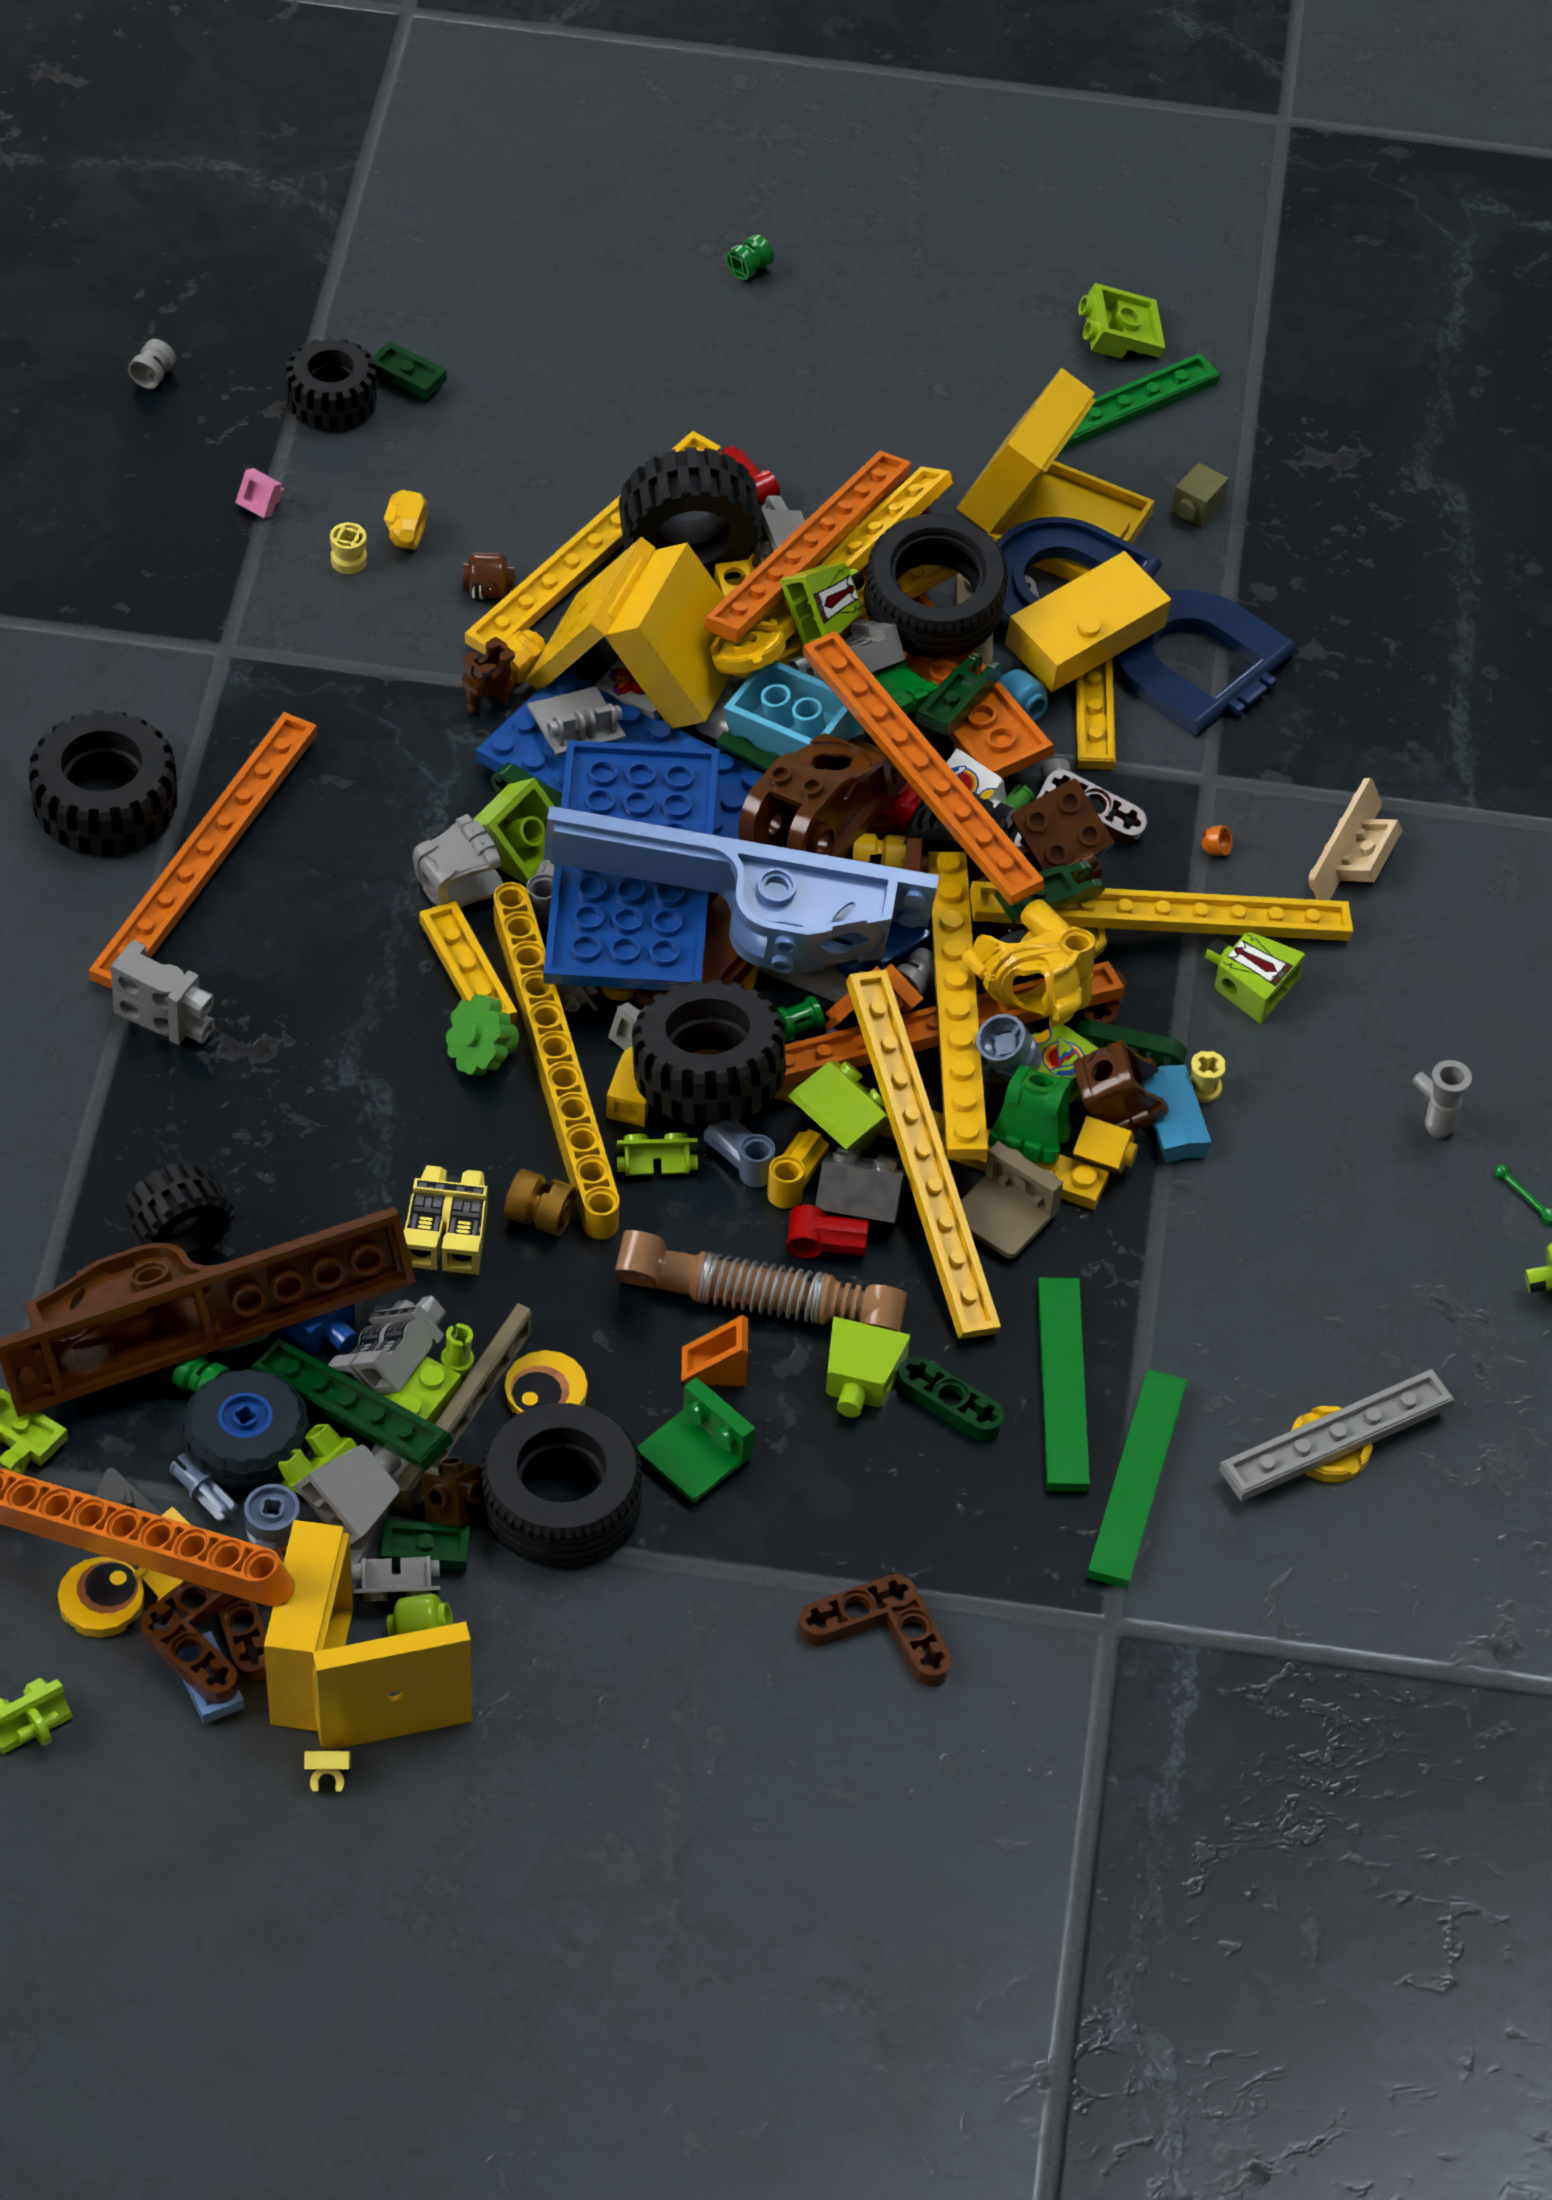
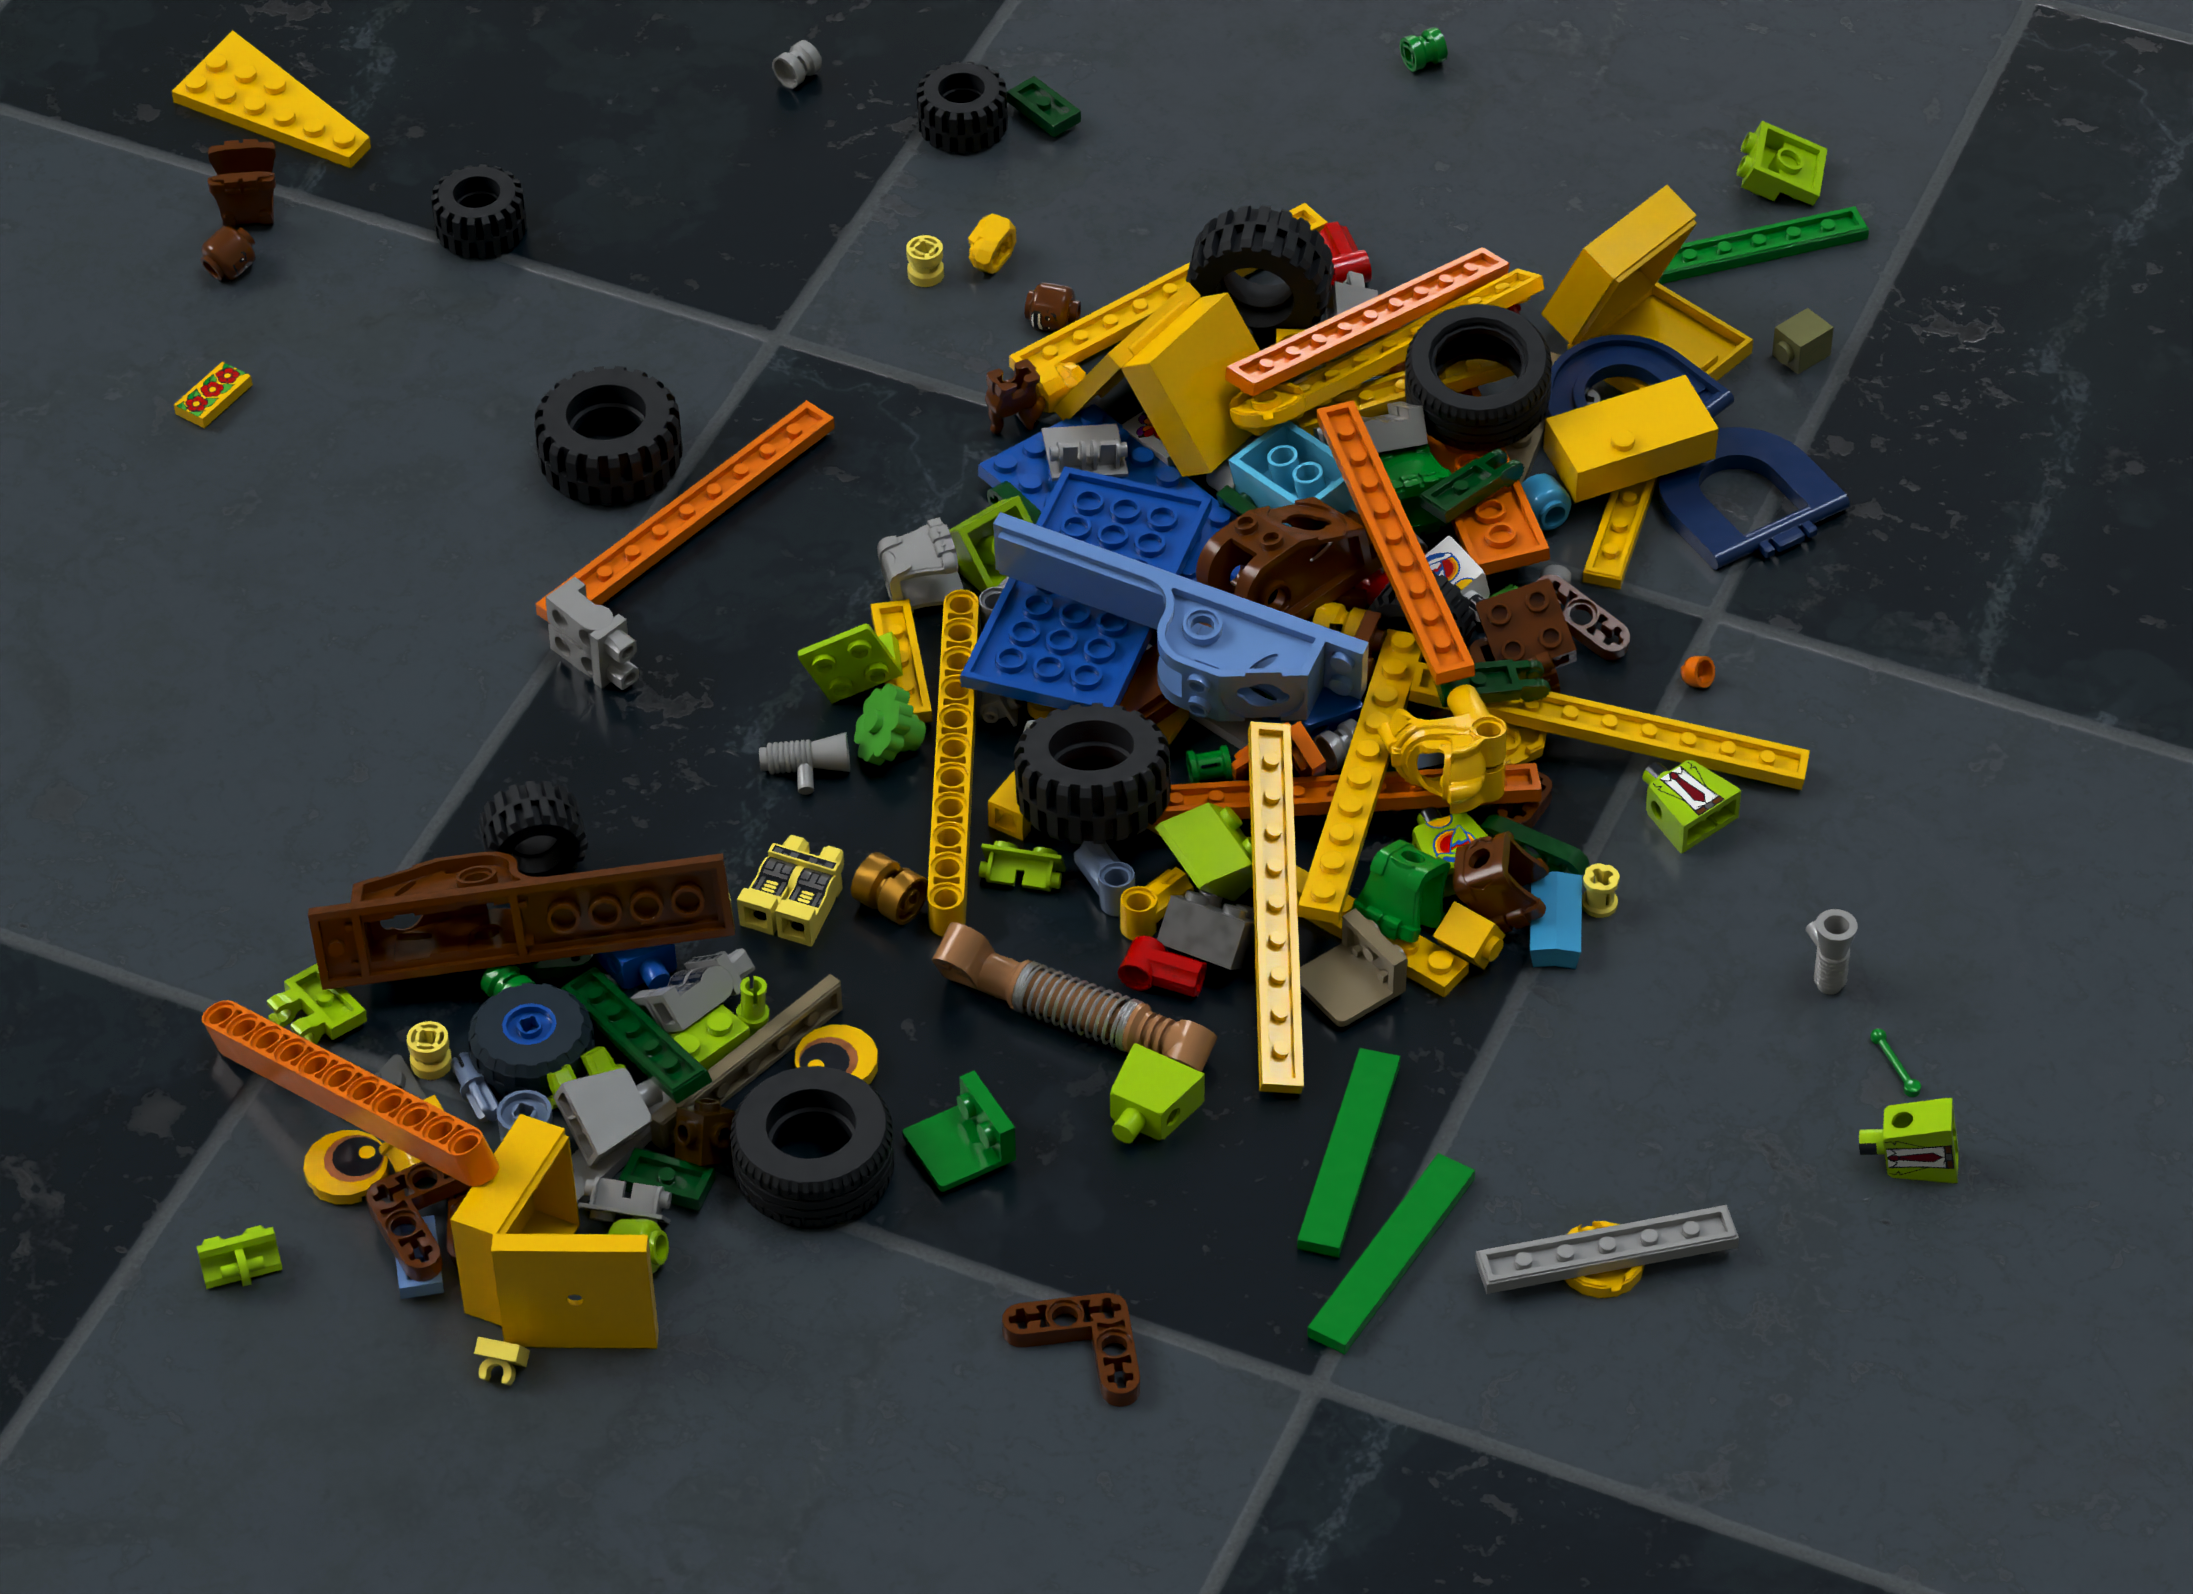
camera: 20 degrees right, 5 degrees down
(144, 1458) = (429, 1050): none -> light yellow wheel
(259, 493) = (857, 197): bright pink tile -> none
(409, 1080) = (804, 756): none -> light grey piece
(429, 978) = (852, 661): none -> lime bracket
(718, 1355) = (1017, 1060): orange slope -> none
(823, 599) = (1360, 371): lime torso -> none
(947, 1382) = (1235, 1160): dark green beam -> none
(1007, 1044) = (1394, 816): sand blue wheel -> none
(1357, 845) = (1838, 697): tan bracket -> none

